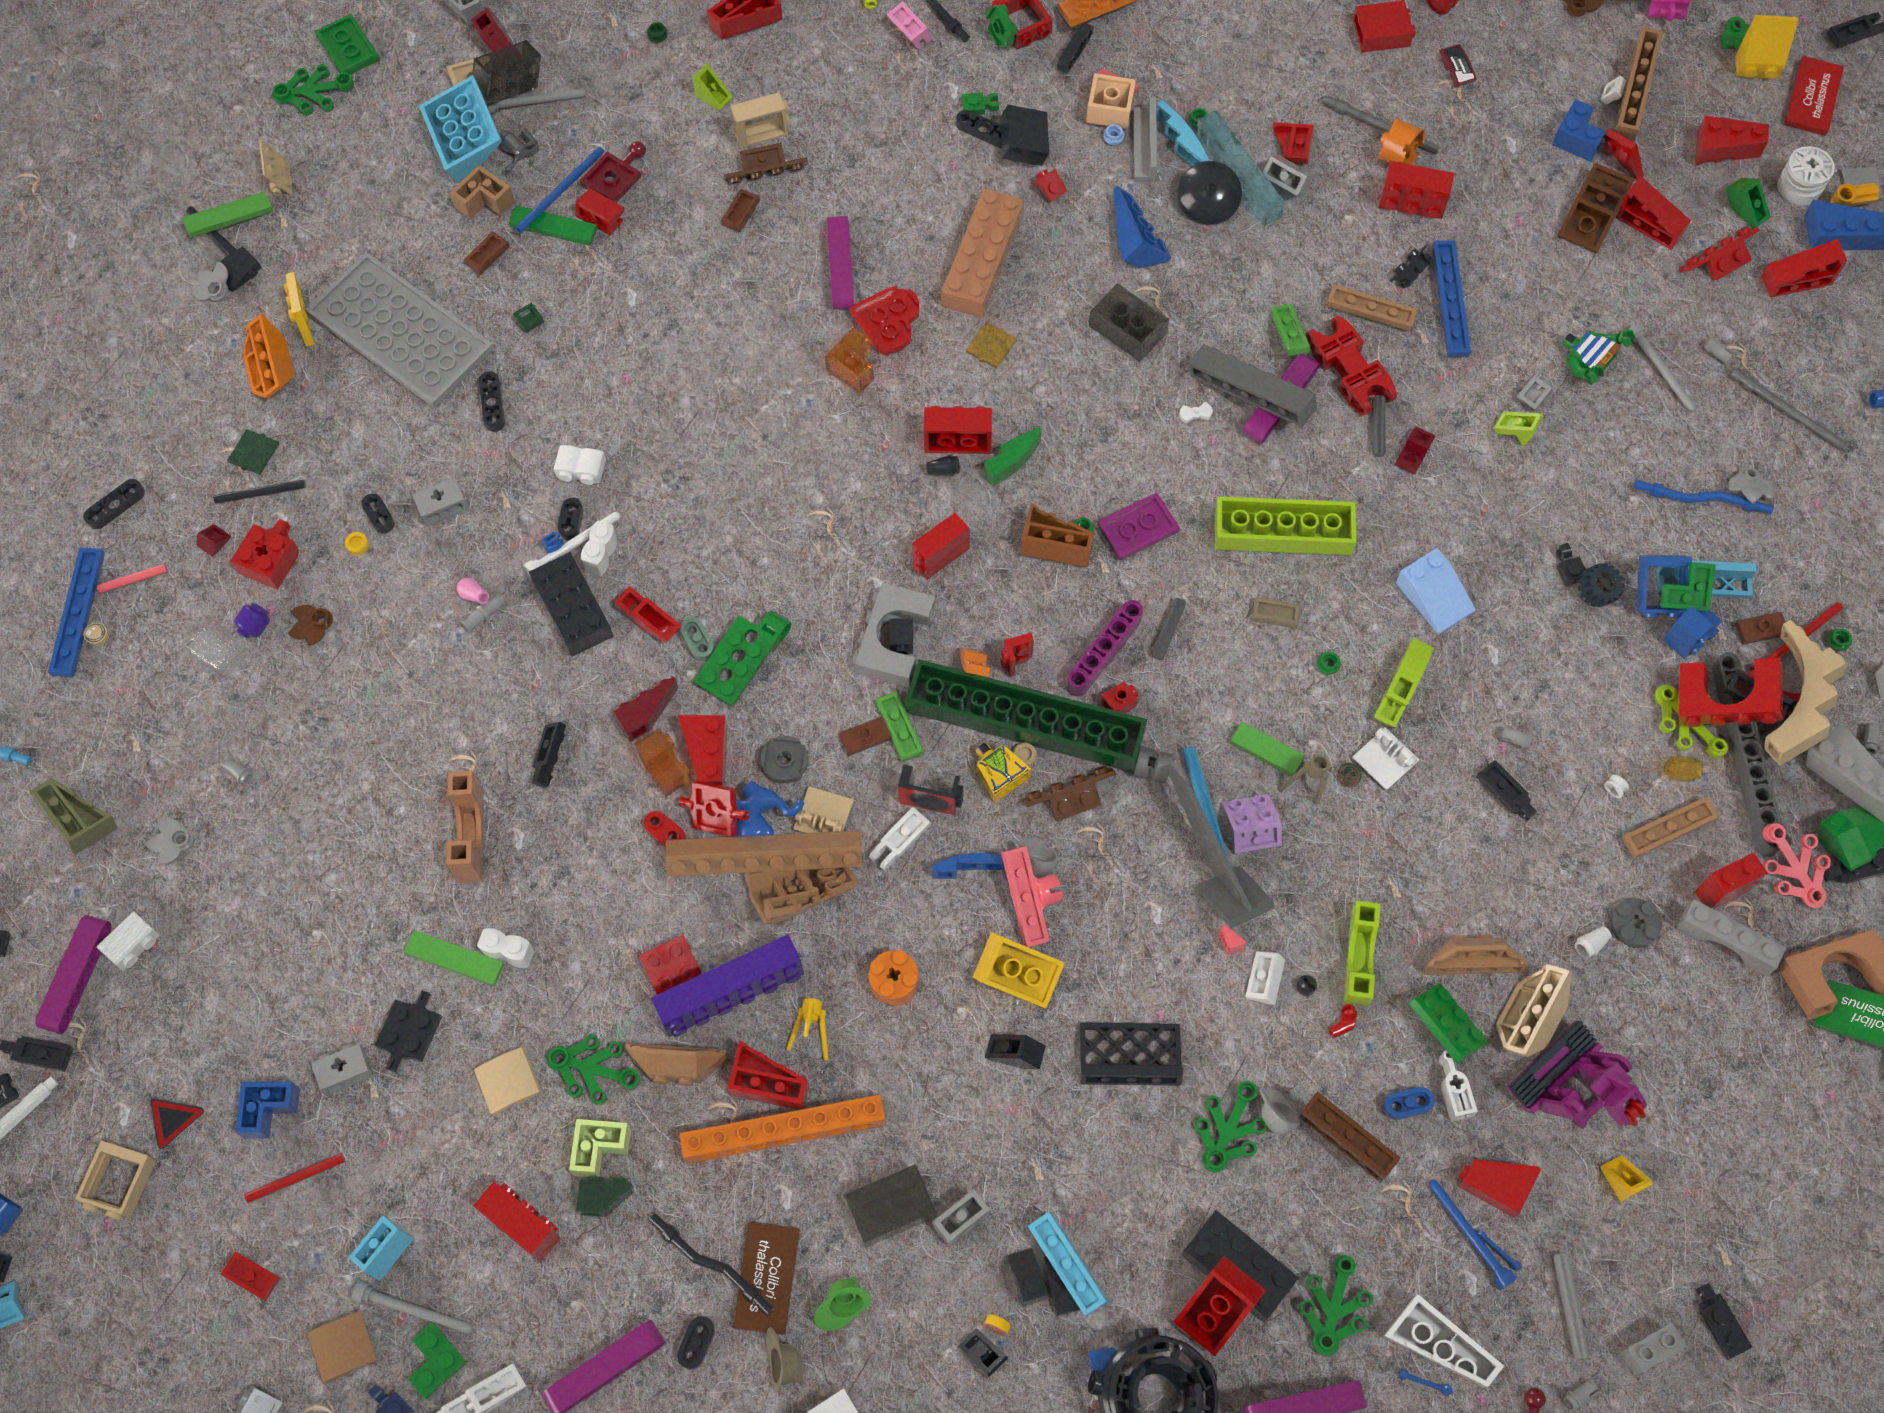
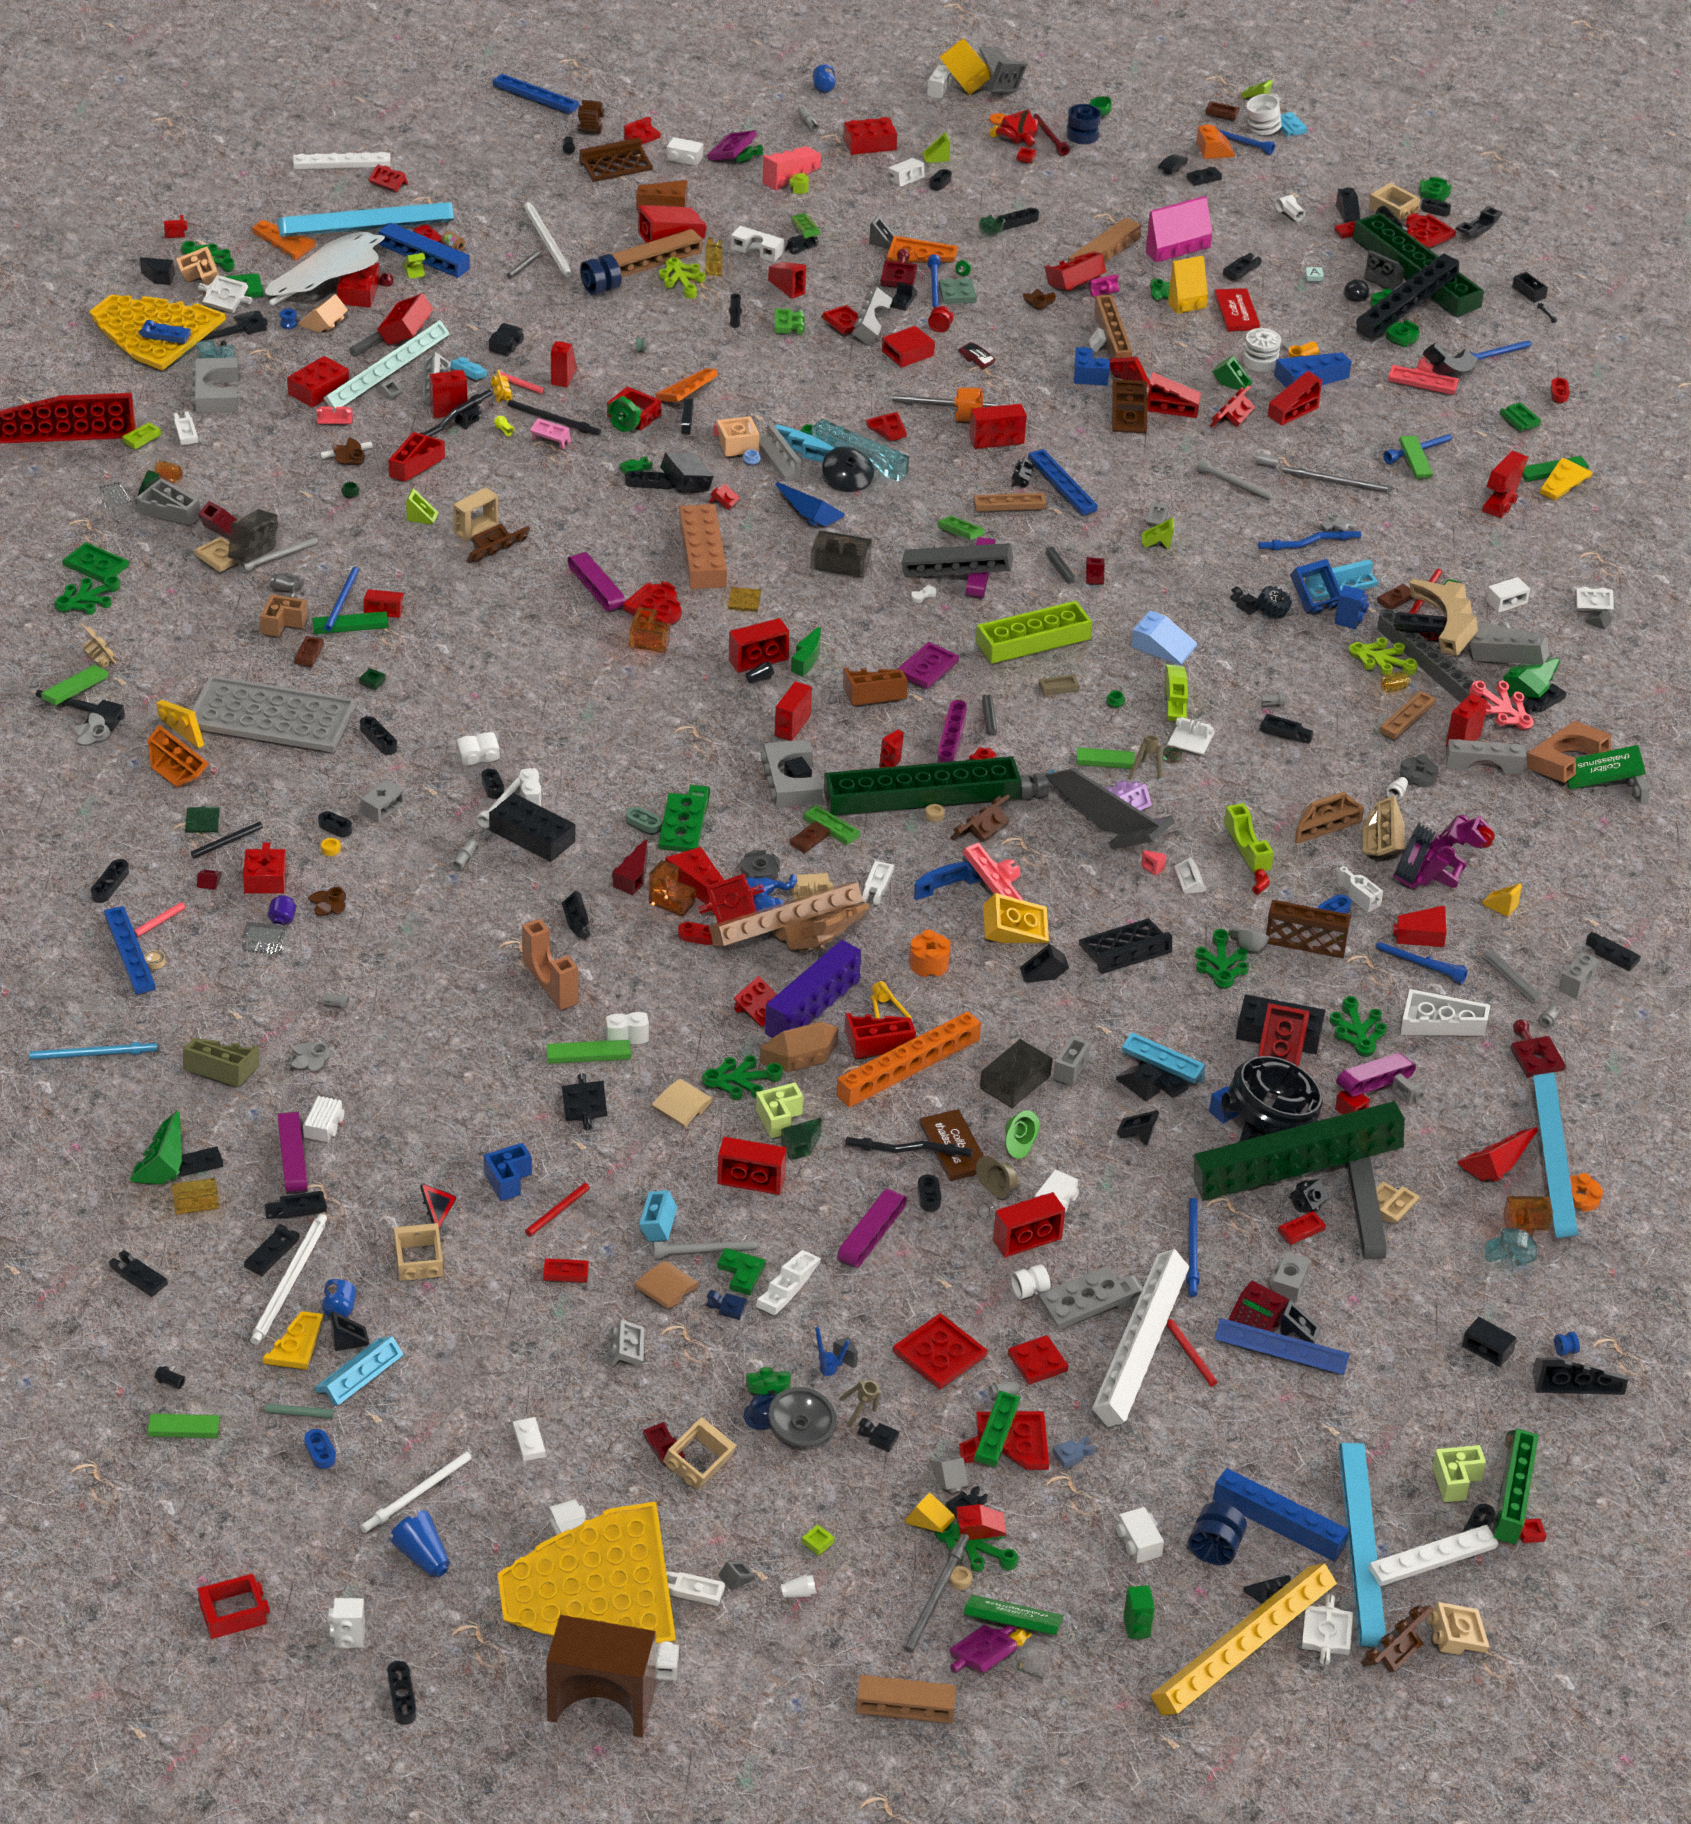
camera: 30 degrees left, 25 degrees down
(354, 1071) = (550, 1135): light grey brick -> none
(461, 128) = (239, 578): medium azure slope -> none
(470, 590) = (446, 843): bright pink cone -> none
(552, 542) = (490, 798): blue bush -> none
(610, 165) = (370, 575): dark red plate -> none
(646, 615) = (596, 816): red slope -> none
(740, 210) = (495, 573): copper plate -> none
(929, 798) = (883, 847): black panel -> none
(974, 662) = (864, 764): orange slope -> none
(997, 1325) = (1135, 1108): yellow tile -> none
(1000, 770) = (924, 823): yellow torso -> none
(1287, 175) = (900, 442): light grey brick -> none
(1303, 988) = (1221, 871): black hinge -> none
(1358, 376) = (1025, 540): red piece -> none
(1445, 1389) = (1461, 1046): blue hinge -> none
(1448, 1023) = (1332, 854): green plate -> none
(1594, 352) = (1183, 484): torso -> none
(1616, 786) = (1352, 704): white bush -> none
(1696, 592) = (1340, 576): green plate -> none
(1729, 139) = (1196, 344): red wedge -> none
(1762, 704) = (1386, 641): red arch -> none

